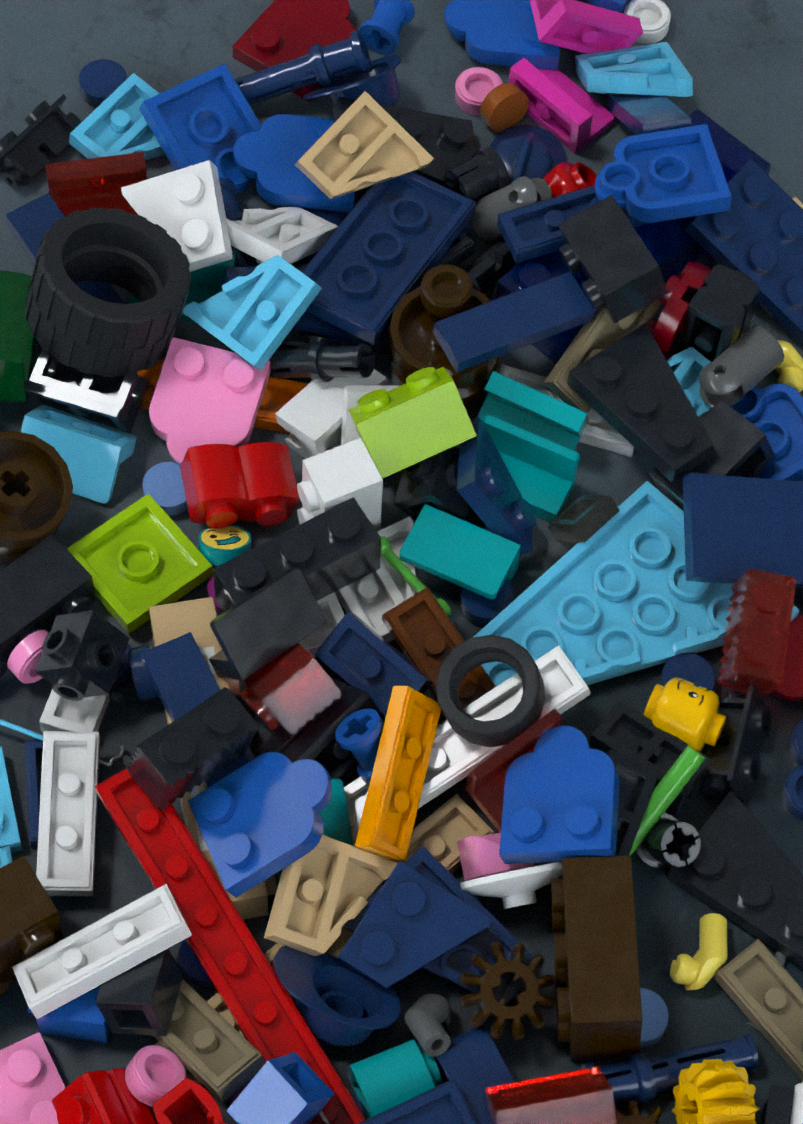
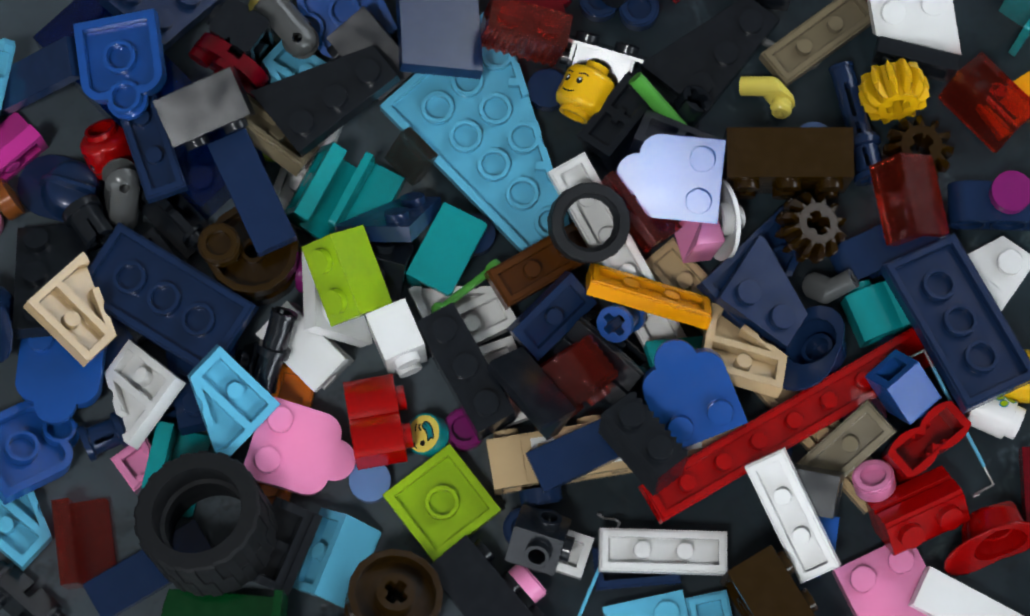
camera: 85 degrees left, 15 degrees up
(189, 209) = (126, 459): white wing -> none

